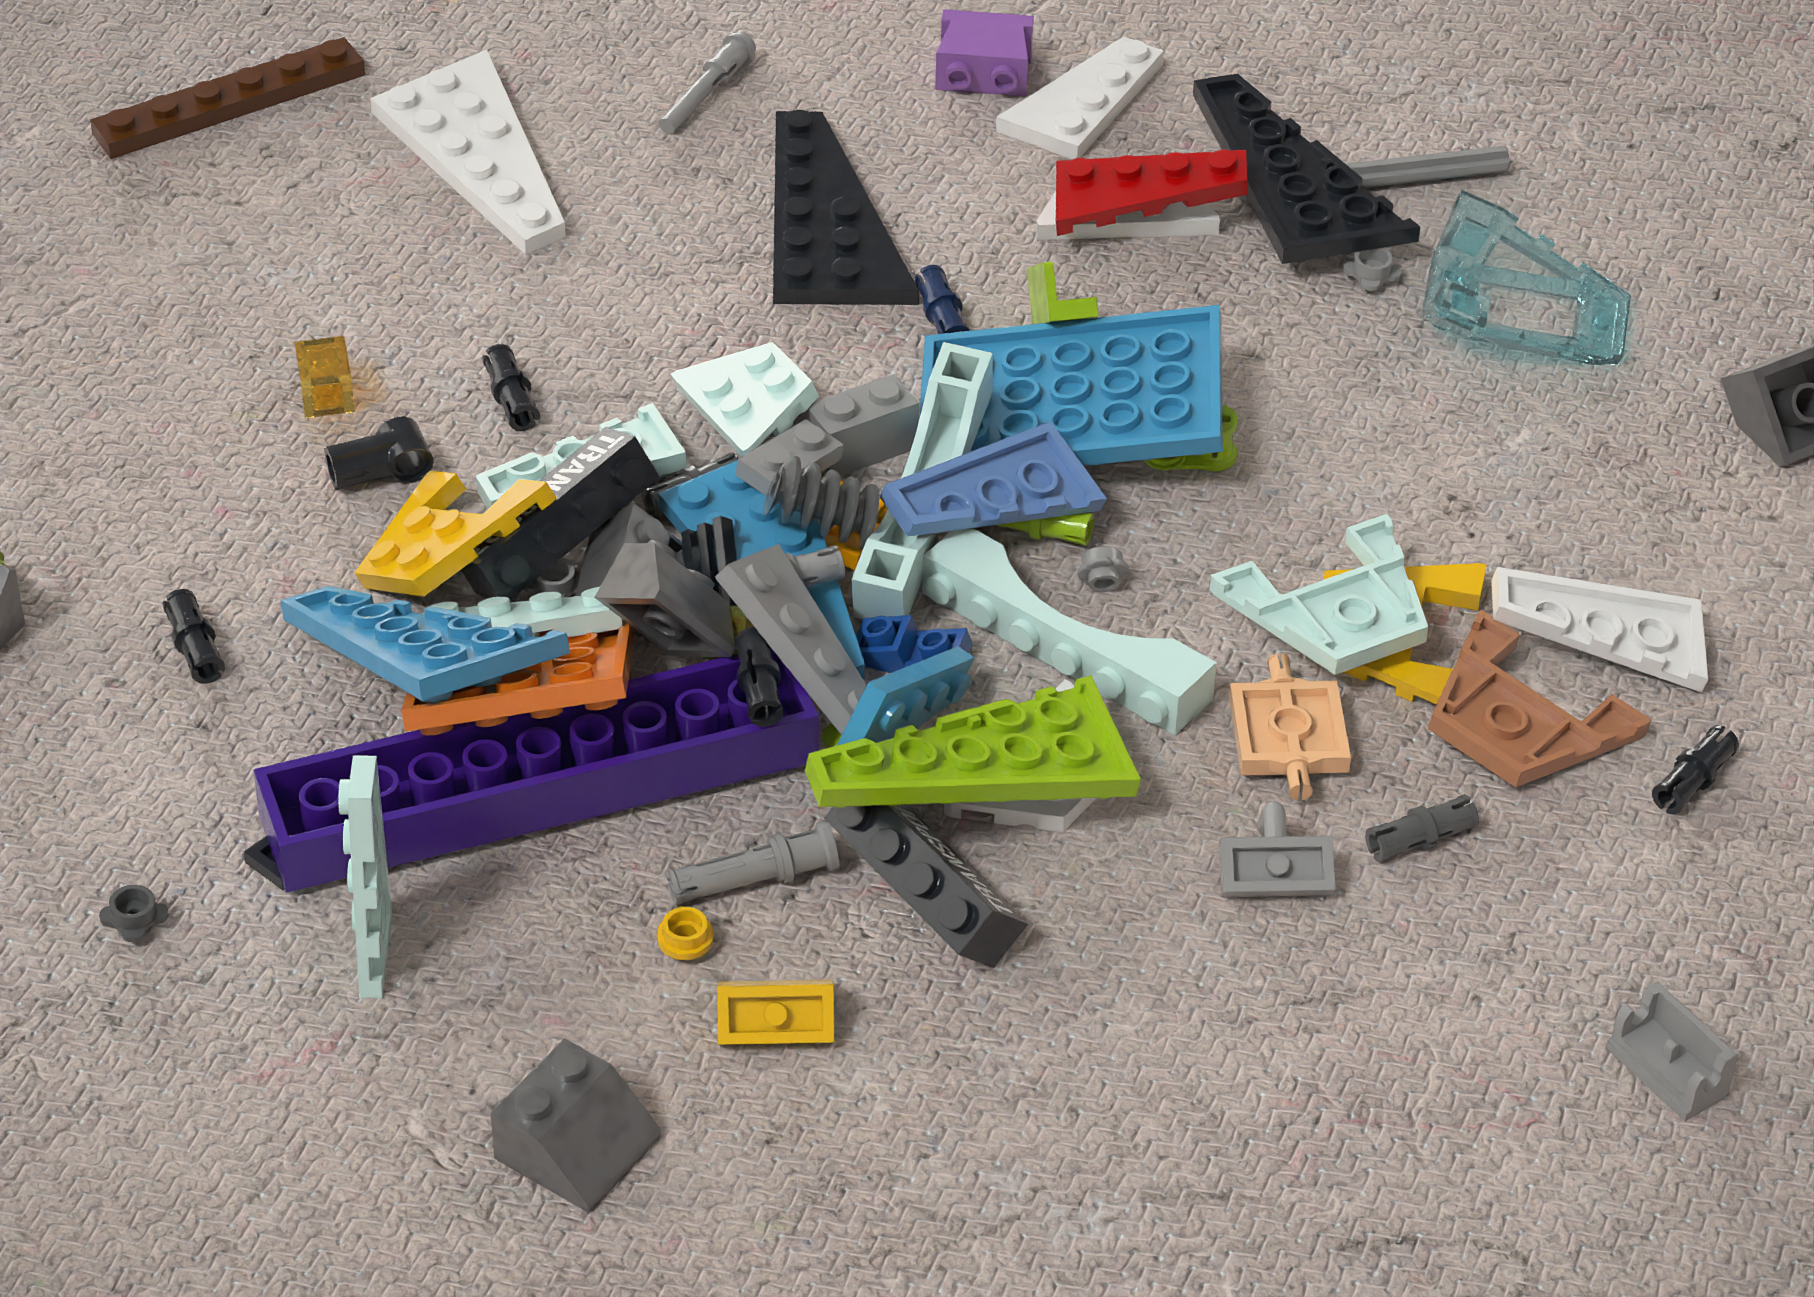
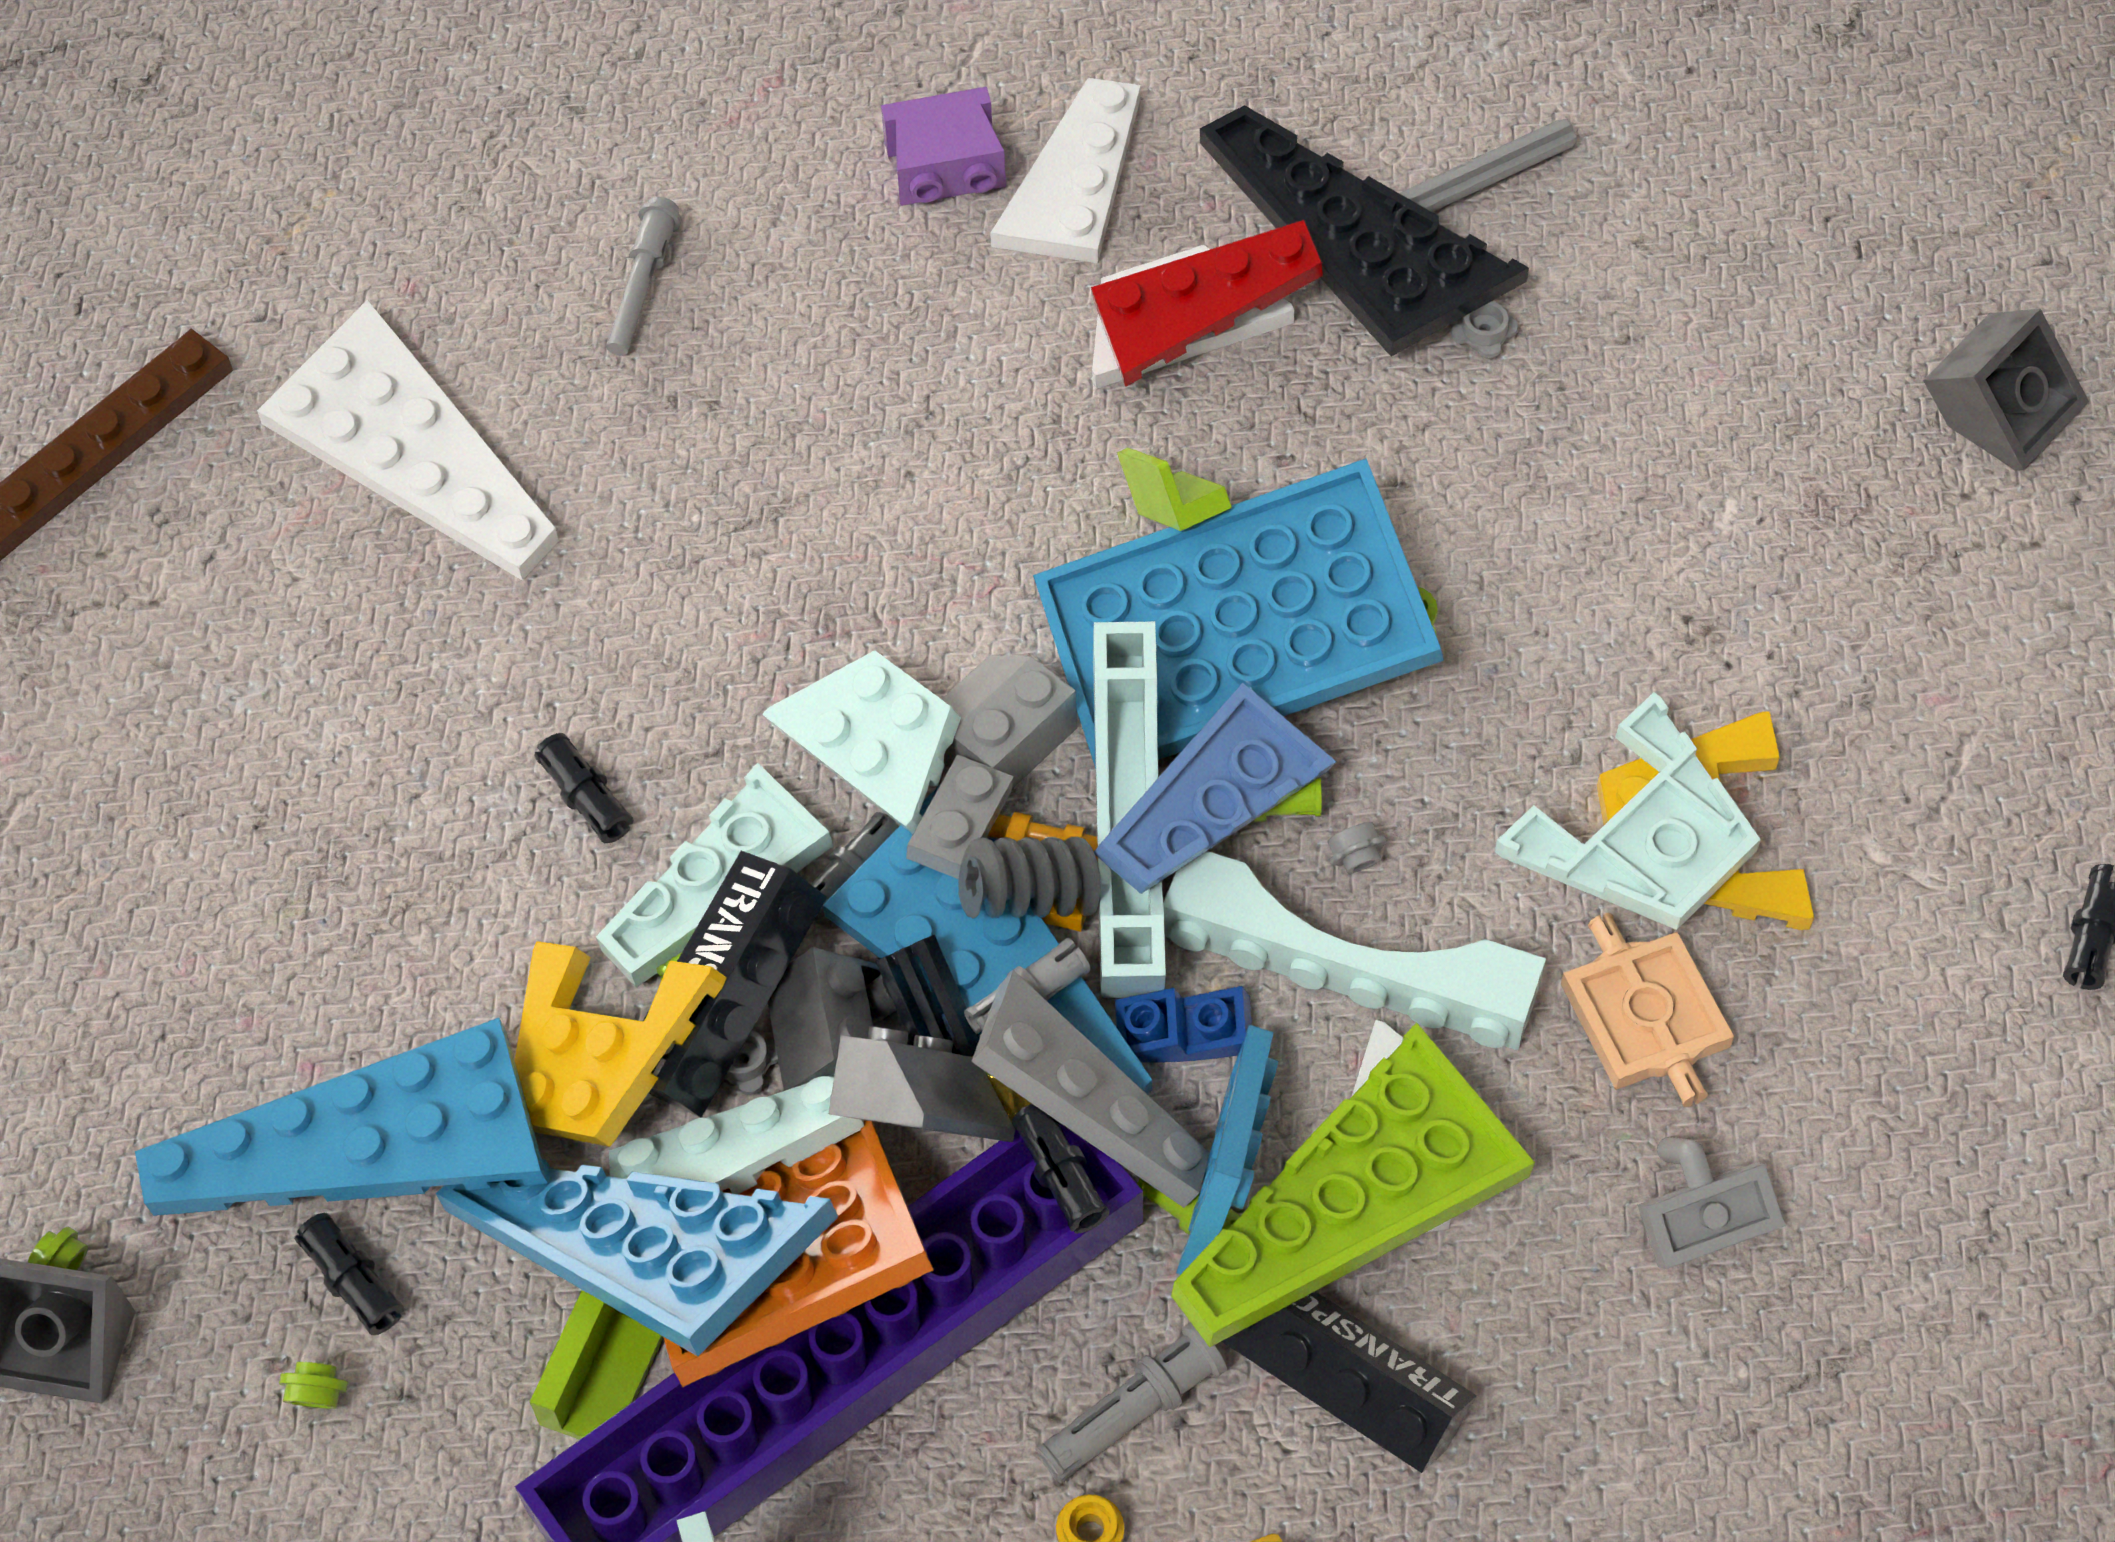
camera: 15 degrees left, 15 degrees up
(134, 693) = (312, 1386): none -> lime plate
(241, 548) = (376, 1132): none -> dark azure wing
(324, 376) = (360, 842): clear yellow brick -> none
(346, 720) = (593, 1368): none -> lime panel
(393, 451) = (484, 929): black piece -> none
(825, 227) = (859, 451): black wing -> none
(940, 302) = (1031, 520): dark blue pin -> none
(1422, 828) = (1841, 1103): dark grey pin -> none
(1457, 270) = (1585, 264): clear light blue windscreen -> none
(1512, 725) = (1876, 928): nougat wing -> none
(1617, 623) = (1941, 756): white wing -> none

